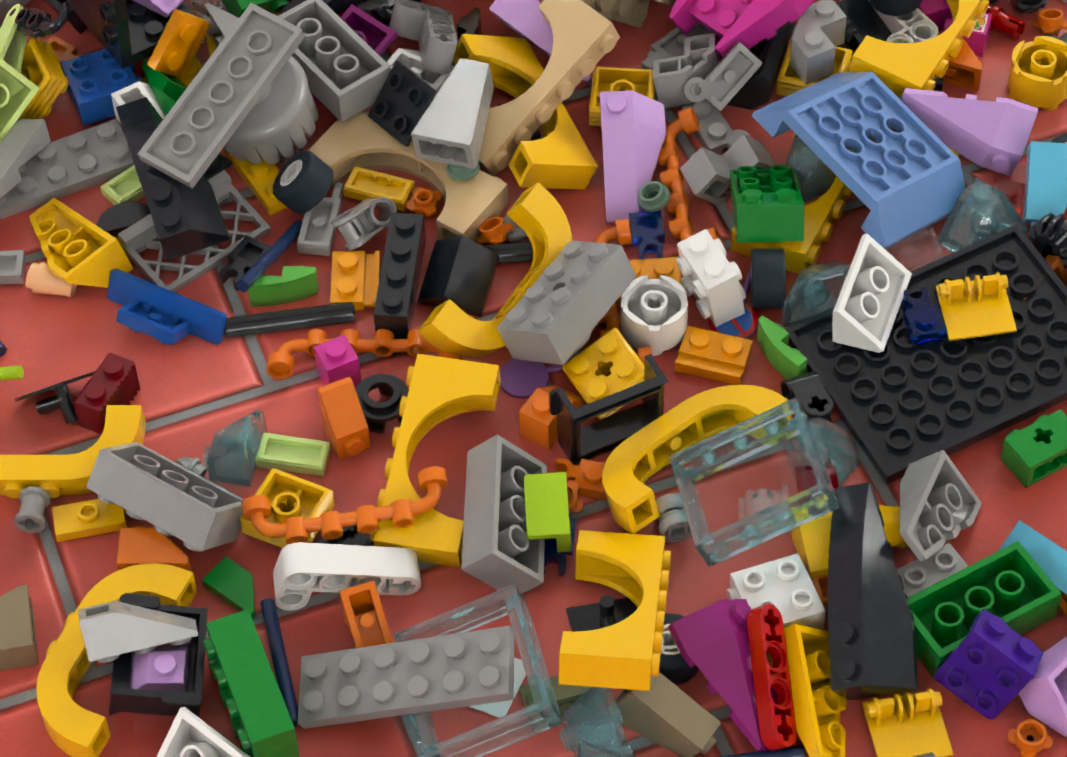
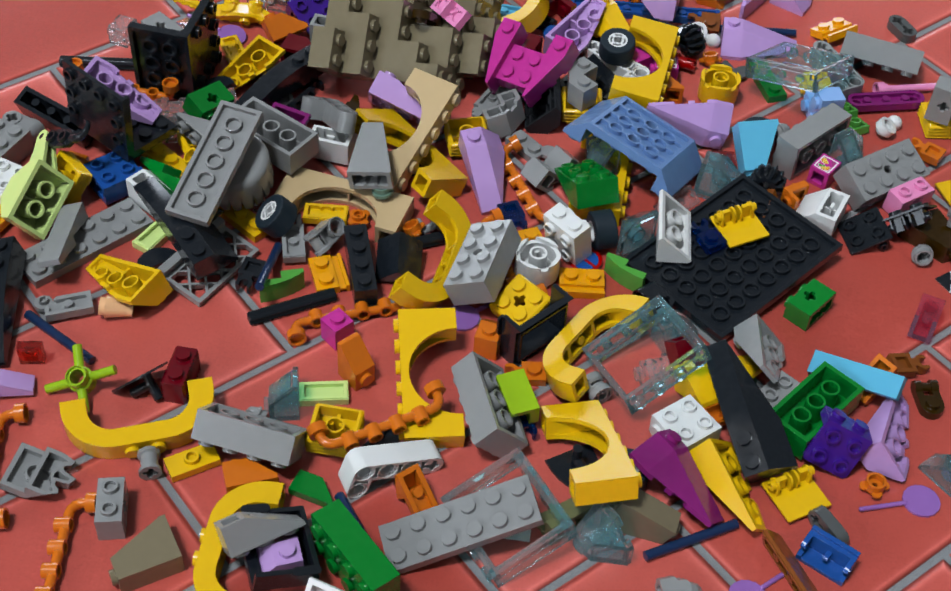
camera: 20 degrees left, 5 degrees down
(162, 312) = (202, 314): blue bracket -> none
(178, 44) = (165, 140): light orange plate -> none
(380, 412) = (376, 337): black piece -> none
(401, 103) = (331, 156): black hinge -> none
(653, 196) = (510, 191): sand green plate -> none
(724, 79) = (532, 113): light grey hinge -> none
(763, 624) = (705, 476): red beam -> none

